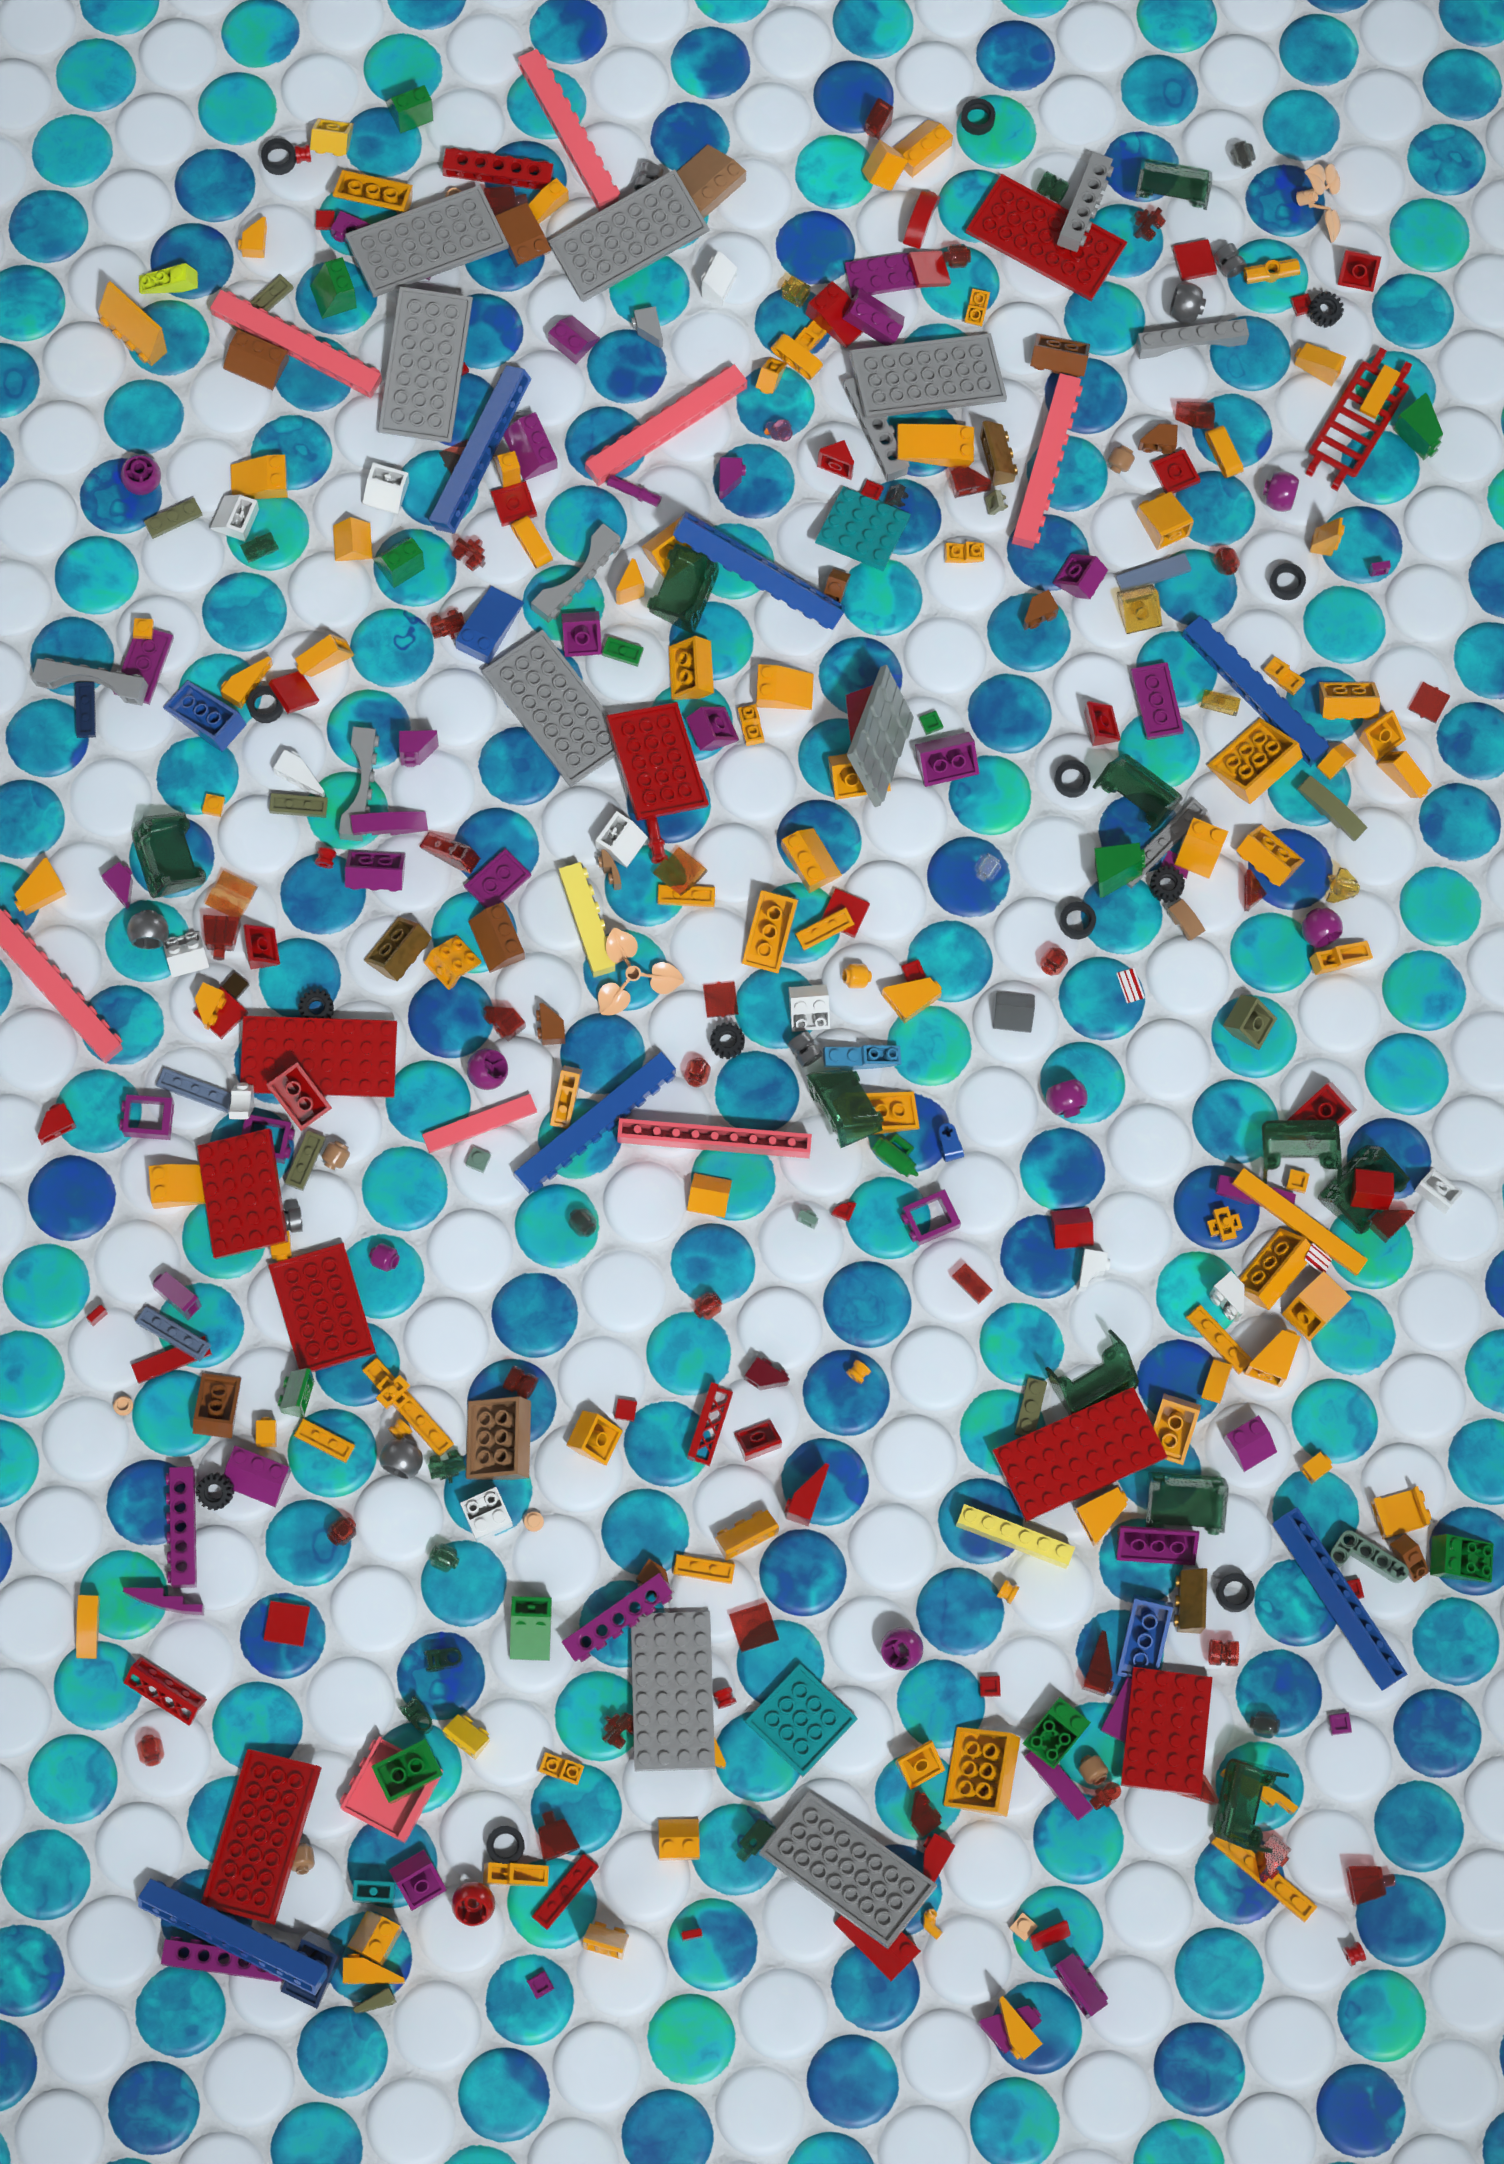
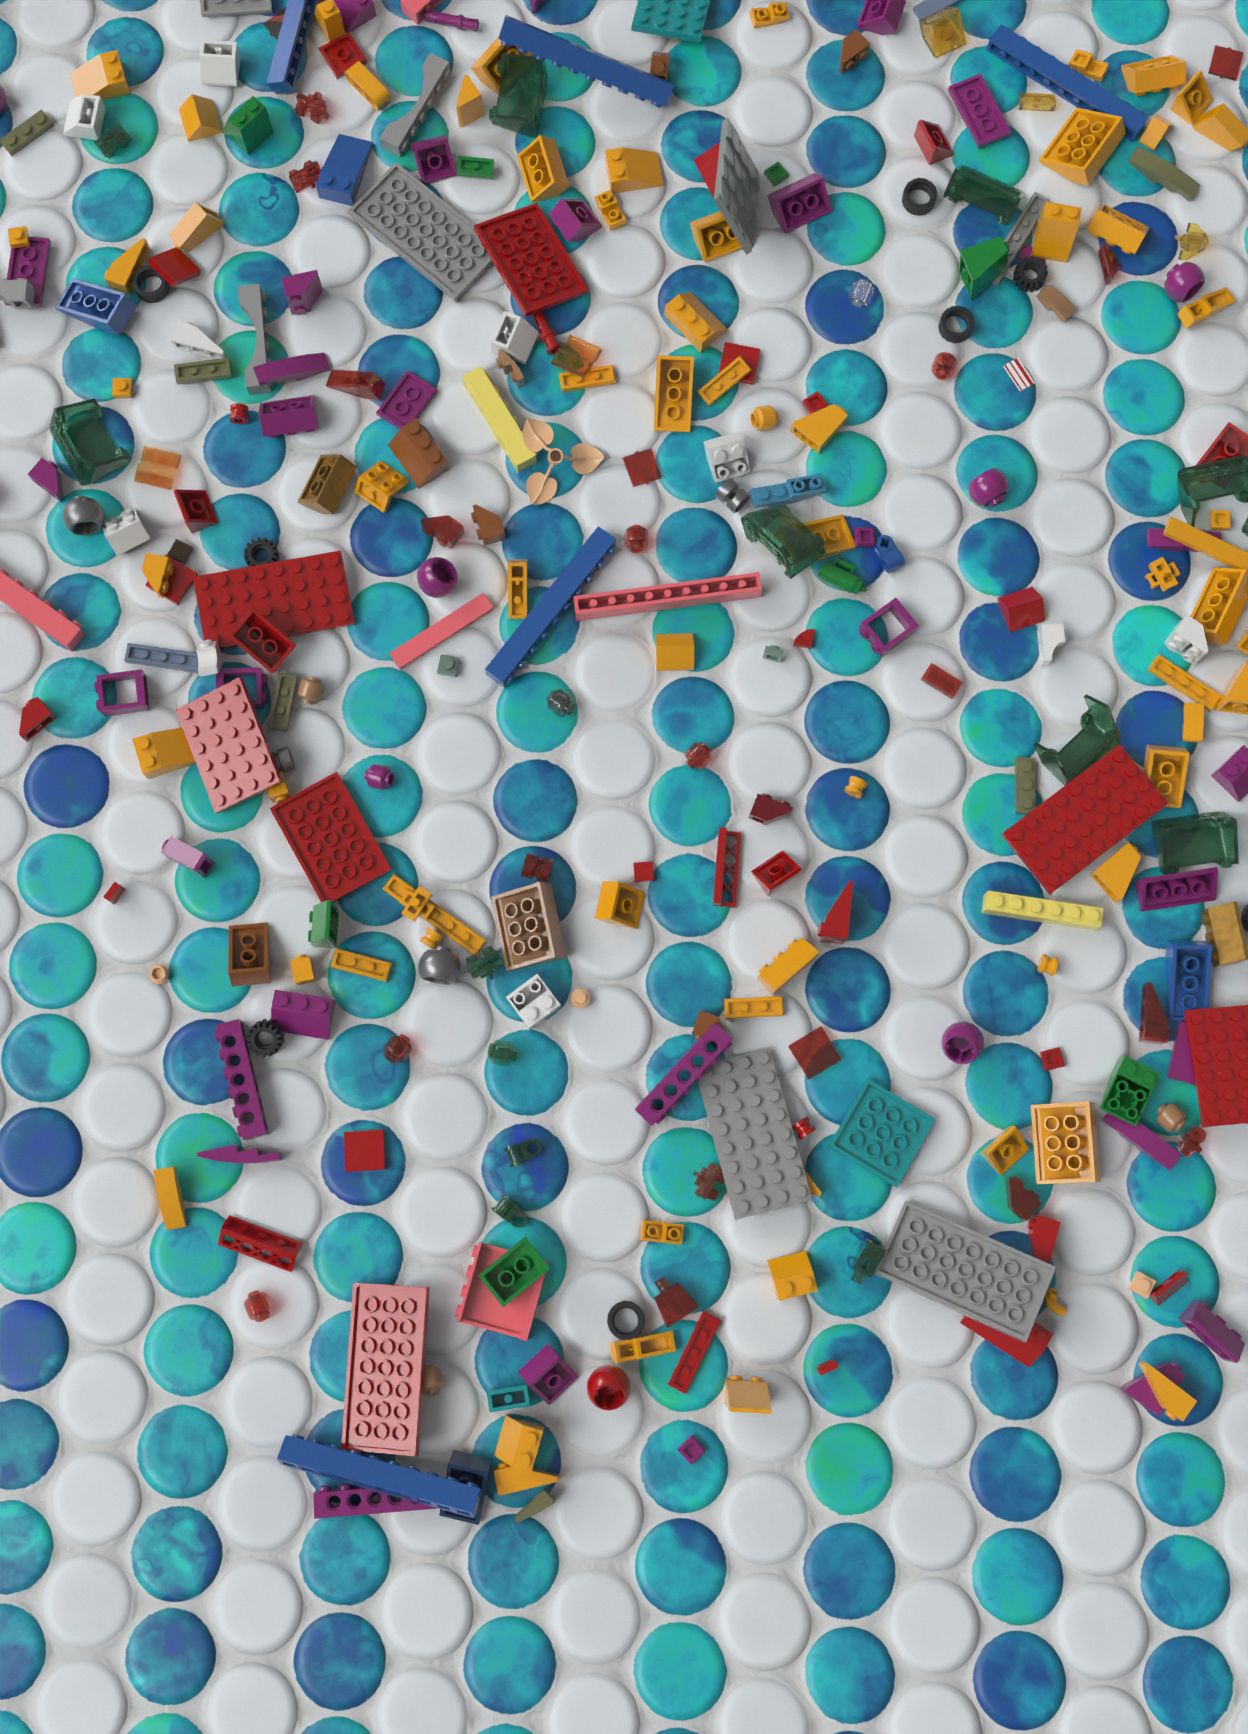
camera: 10 degrees left, 5 degrees up
(163, 1363) = (196, 919): red tile -> none
(173, 1333) = (192, 894): sand blue tile -> none
(221, 934) = (155, 505): clear red torso -> none
(466, 1736) = (564, 1222): yellow slope -> none
(530, 1628) = (601, 1102): slope -> none
(727, 1051) = (657, 493): black tyre -> none
(929, 1120) = (864, 537): none -> magenta tile
(1014, 1012) = (918, 421): dark grey slope -> none
(1250, 1021) = (1138, 382): olive slope -> none

